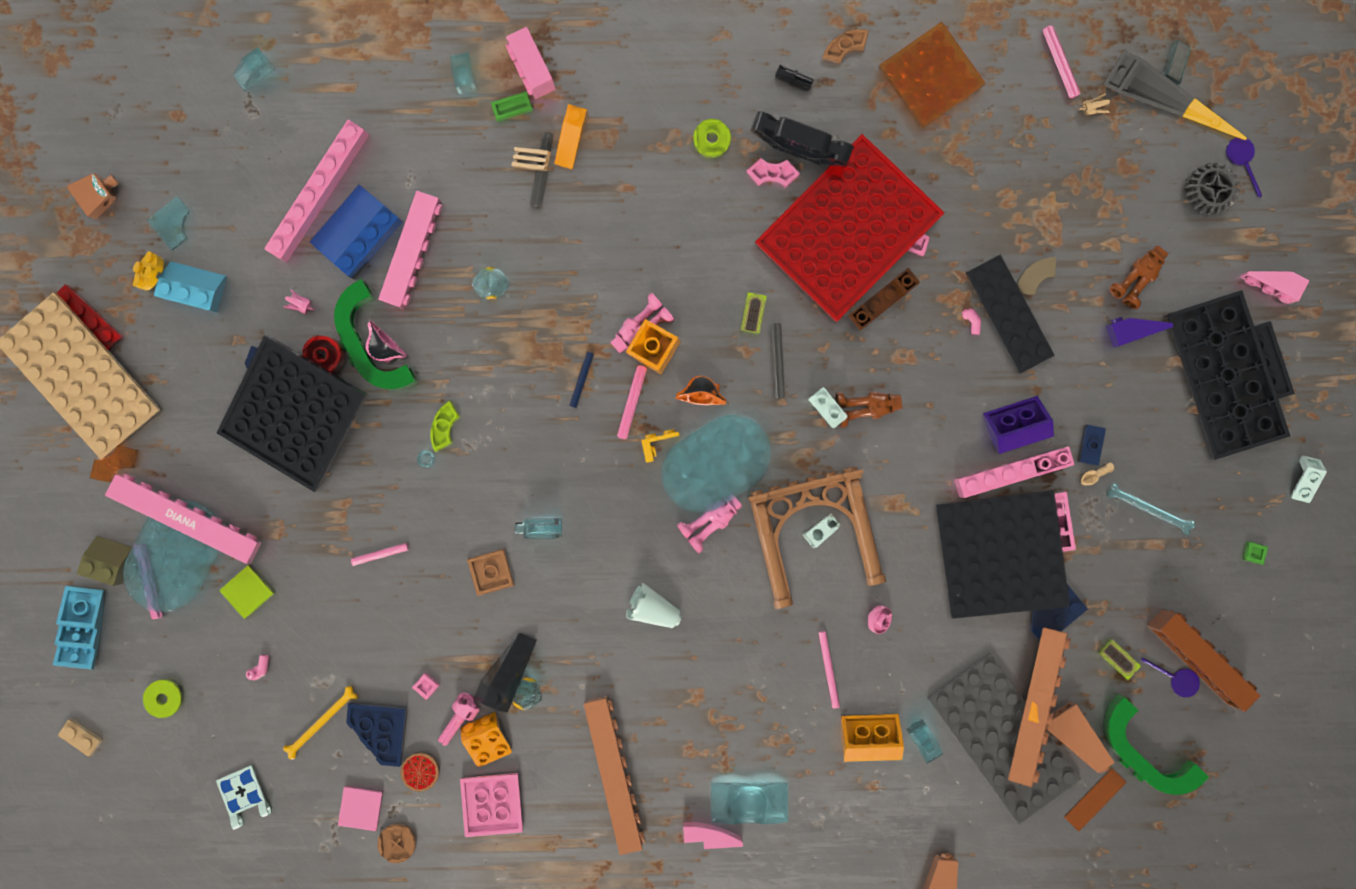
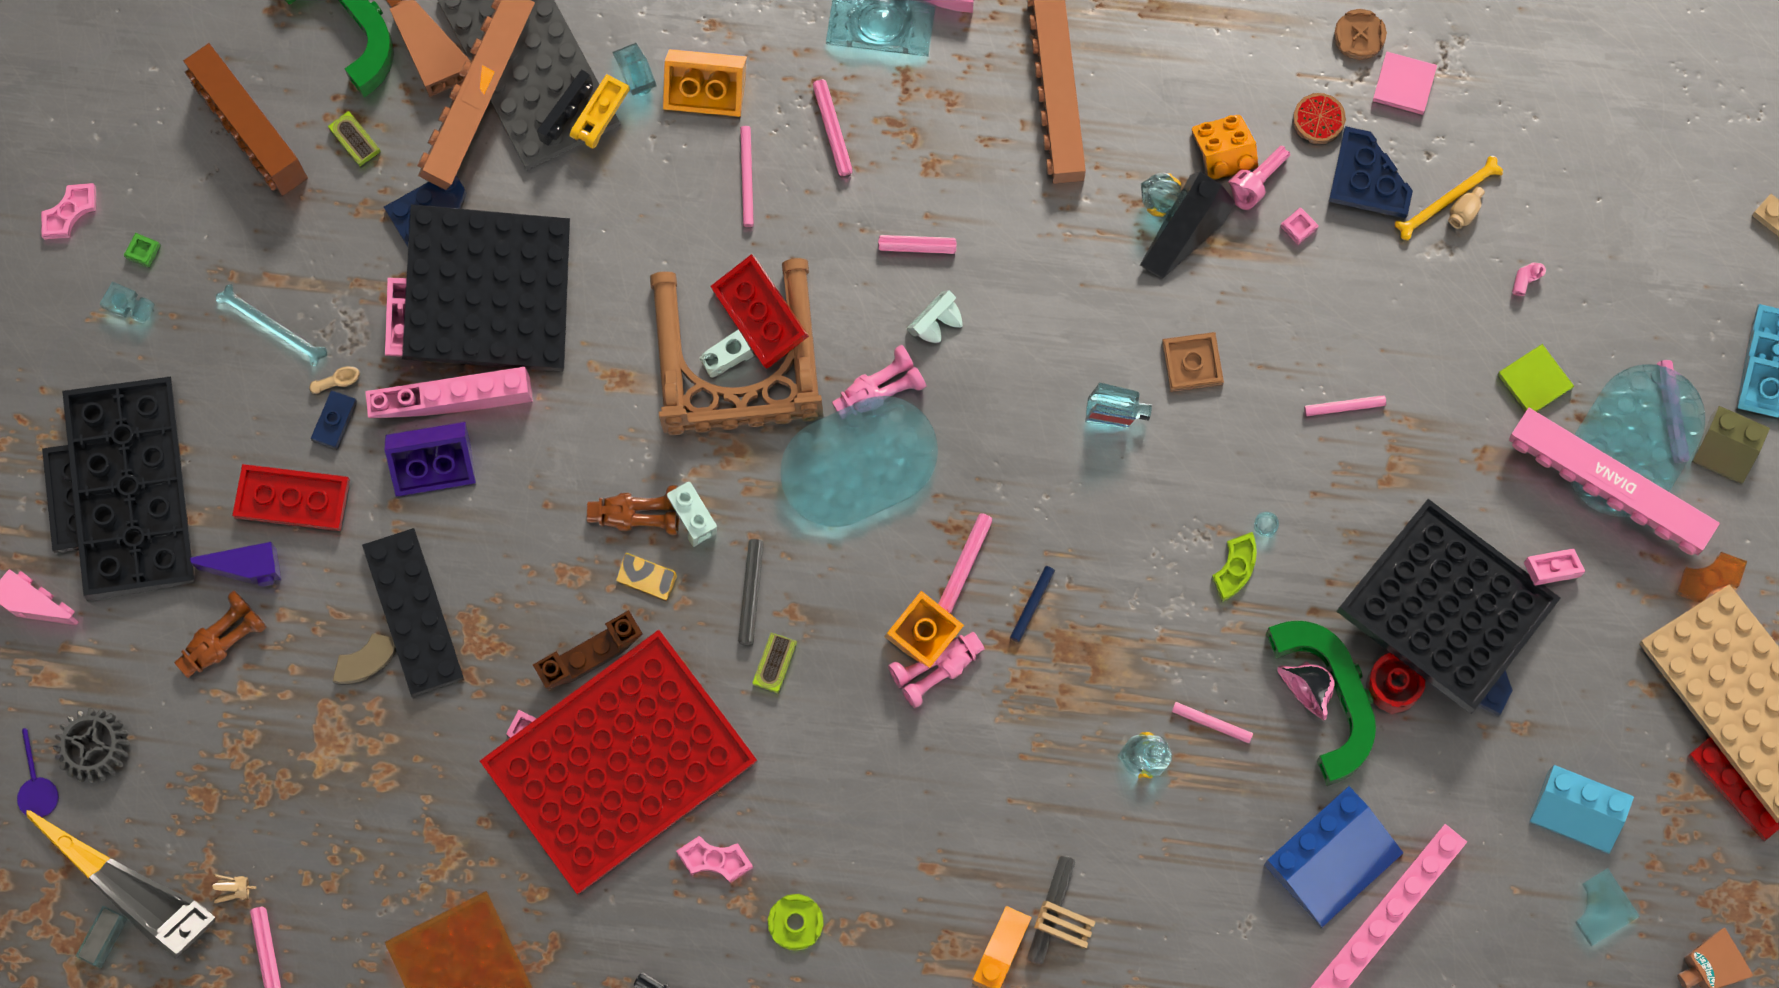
camera: 165 degrees left, 15 degrees down
(147, 271) = (1645, 824): yellow plate -> none
(153, 704) = (1672, 244): lime tile -> none
(222, 454) = (1554, 567): none -> bright pink plate
(241, 792) = (1564, 123): light aqua flag -> none
(298, 303) = (1423, 759): bright pink piece -> none
(306, 715) = (1466, 208): none -> tan plant
(410, 249) = (1256, 817): bright pink brick -> none
(447, 313) = (1212, 722): none -> bright pink bar
(491, 804) = (1226, 64): bright pink plate -> none
(649, 451) = (947, 507): yellow bracket -> none
(652, 608) = (976, 282): light aqua cone -> none
(674, 586) = (942, 308): none -> light aqua tile
(695, 634) = (917, 244): none -> bright pink axle
(701, 391) = (863, 563): orange hat -> none
(772, 715) = (832, 127): none -> bright pink axle
(801, 140) = (666, 884): black piece -> none
(803, 564) = (759, 311): none -> red plate
(852, 361) = (646, 576): none -> slope
(879, 619) = (667, 228): bright pink plate -> none
(944, 702) = (599, 110): none -> yellow plate
(970, 700) = (565, 108): none -> black plate
(975, 320) = (464, 612): bright pink arm -> none
(1110, 383) = (291, 497): none -> red plate
(1183, 682) = (275, 99): dark purple piece -> none
(1261, 510) = (122, 299): none -> clear light blue plate
(1310, 480) = (42, 337): light aqua bracket -> none
(1311, 582) = (60, 219): none -> bright pink tile

